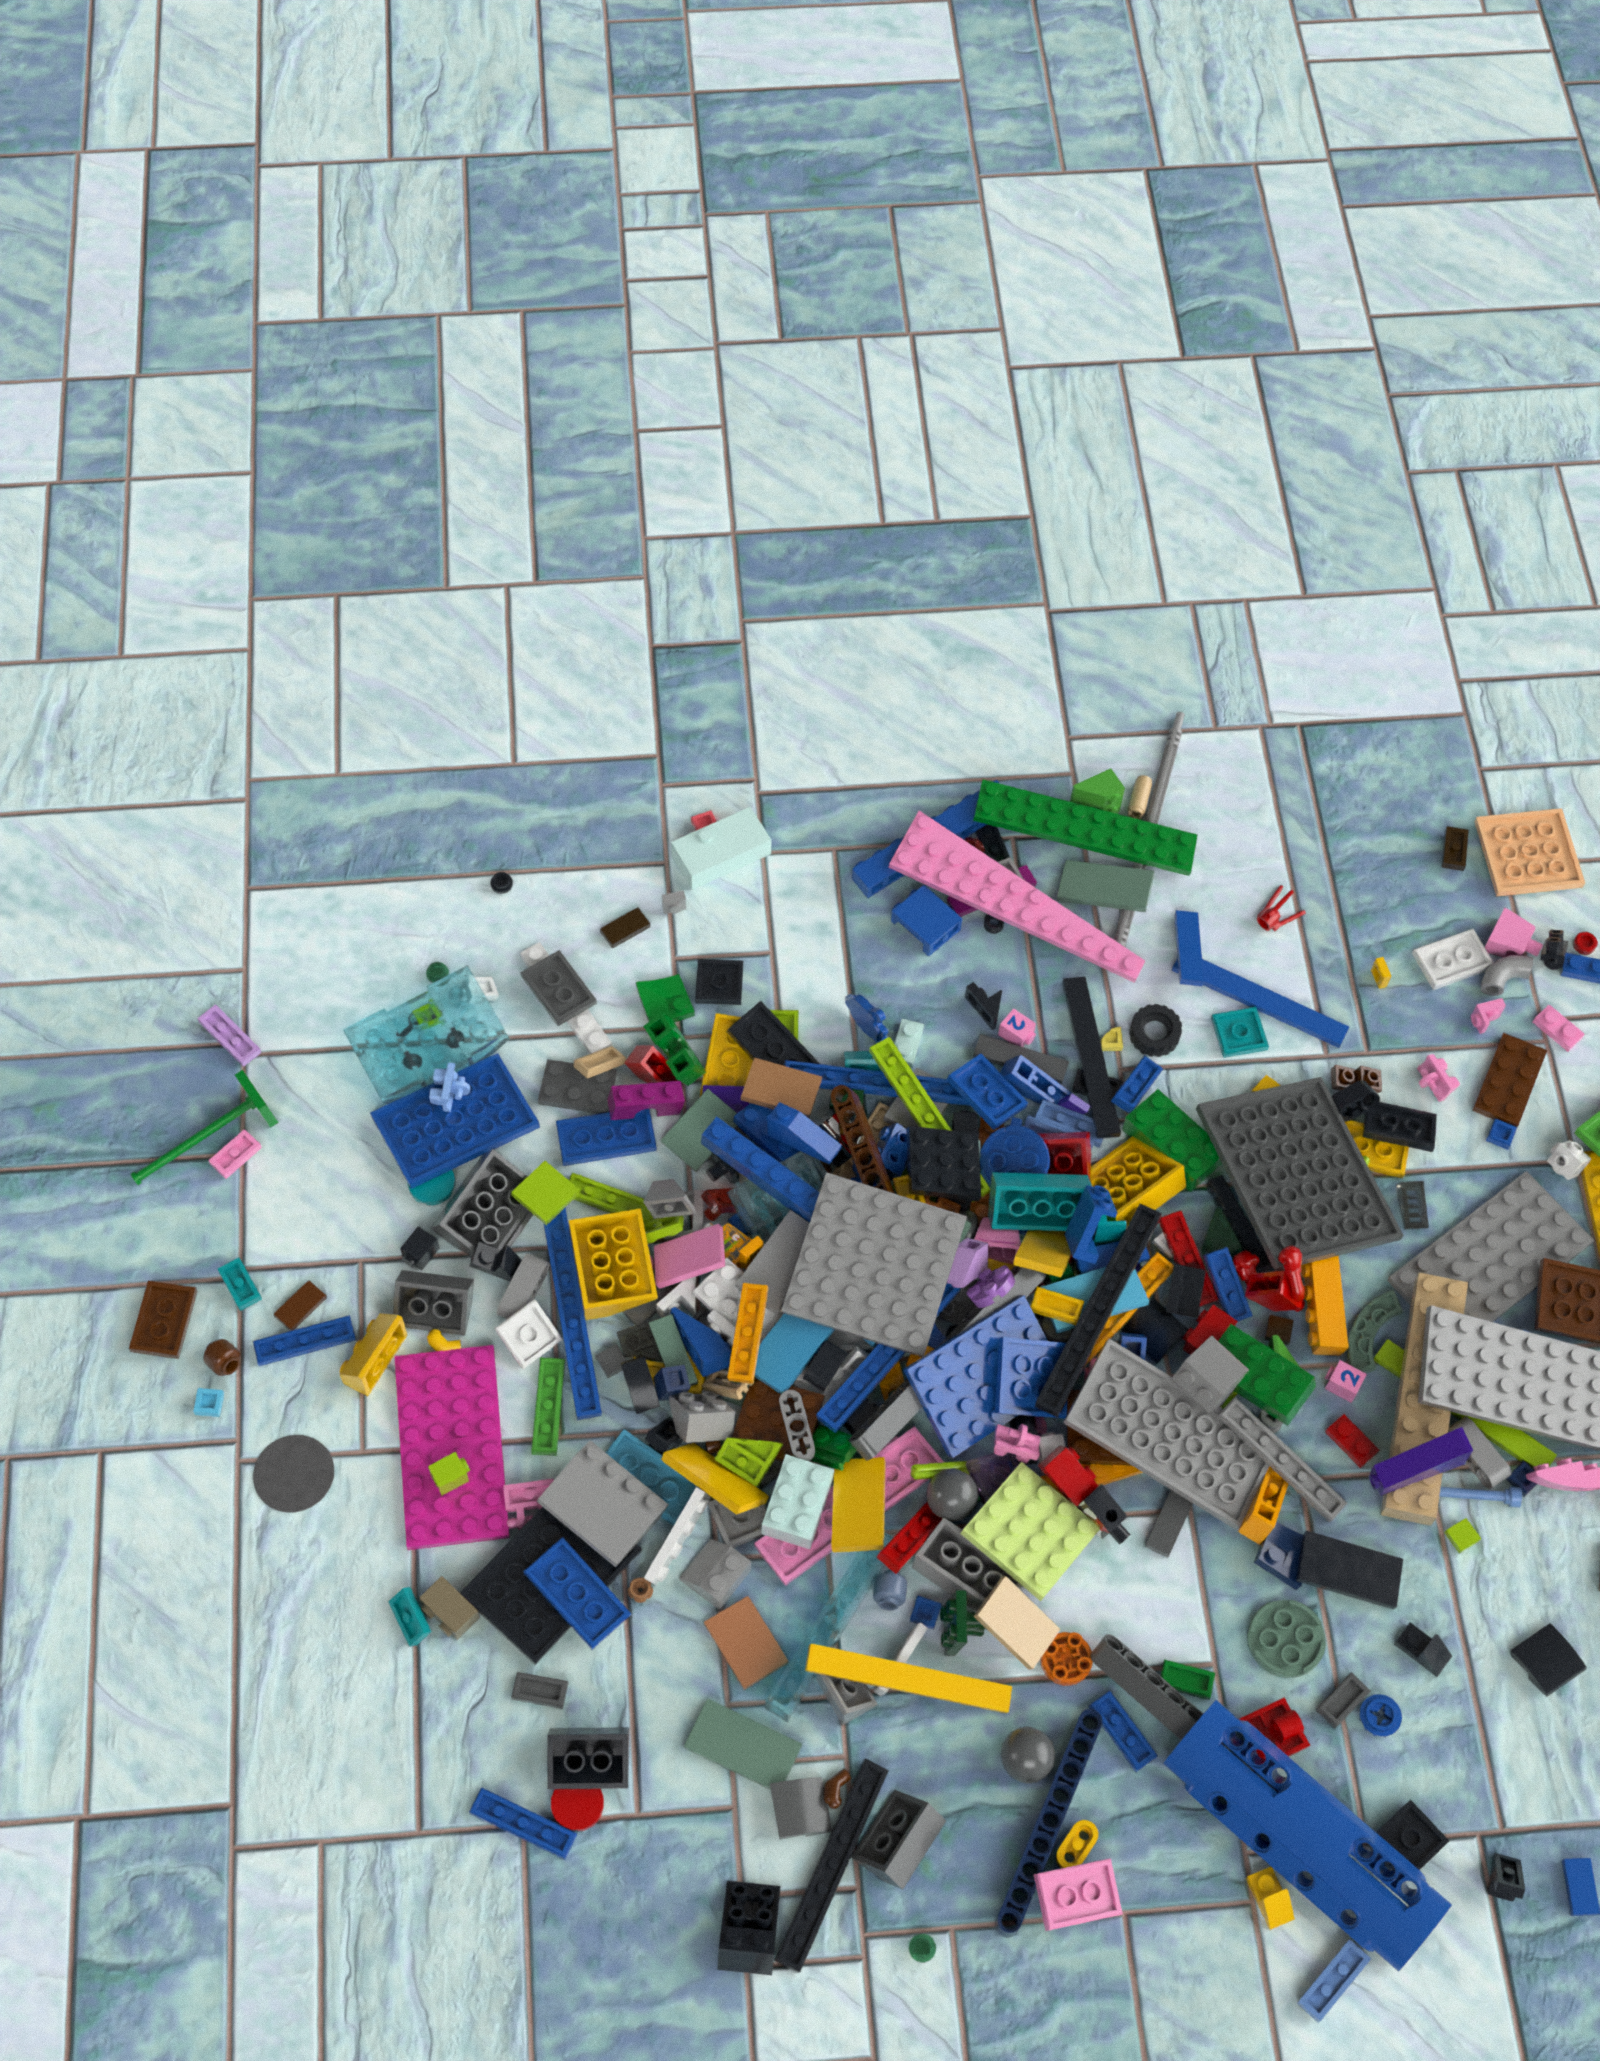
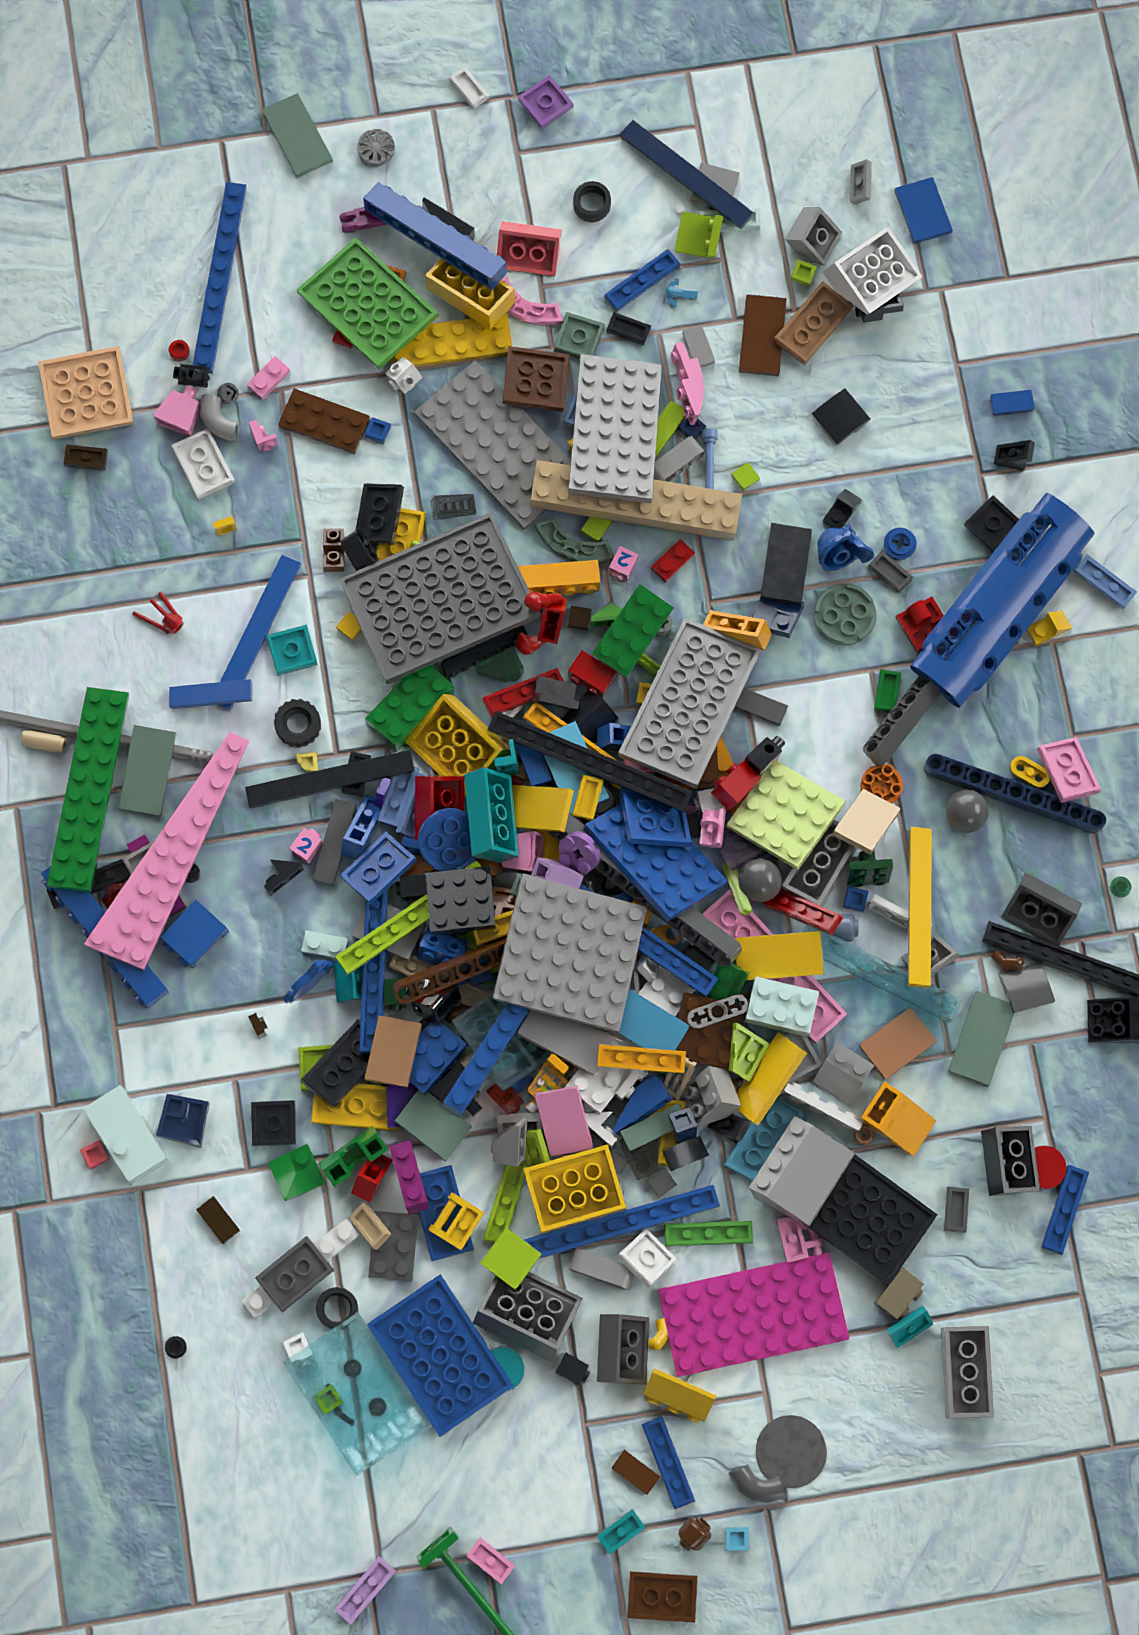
camera: 95 degrees left, 15 degrees up
(257, 1429) = (756, 1488): none -> dark grey cylinder
(345, 1674) = (967, 1372): none -> light grey brick
(436, 971) = (281, 1396): clear green plate -> none
(449, 1473) = (786, 1308): lime brick -> none
(451, 1086) = (423, 1366): light blue hips -> none
(494, 1261) = (580, 1297): black slope -> none
(526, 1013) = (328, 1294): none -> black tyre
(577, 1593) = (877, 1185): blue tile -> none
(590, 1150) = (463, 1224): none -> yellow plate
(654, 1627) = (897, 1119): none -> light orange slope
(674, 902) = (191, 1174): light grey plate -> none
(731, 900) = (183, 1120): none -> dark blue plate
(799, 1132) = (444, 1026): blue slope -> none
(824, 972) = (258, 1024): none -> dark brown plate
(825, 1365) = (658, 992): black beam -> none
(1091, 1206) = (513, 771): blue panel -> none
(1100, 792) = (52, 776): bright green slope -> none
(1123, 1732) = (934, 740): blue tile -> none
(1137, 1084) = (357, 737): blue tile -> none
(1210, 1374) = (641, 669): light grey slope -> none
(1227, 1284) = (546, 658): blue tile -> none
(1282, 1459) = (699, 615): light grey tile -> none
(1369, 1634) = (840, 548): none -> blue head
(1421, 1462) = (705, 501): dark purple slope -> none
(1436, 1078) = (329, 482): bright pink hips -> none
(1537, 985) = (228, 393): none -> black tile

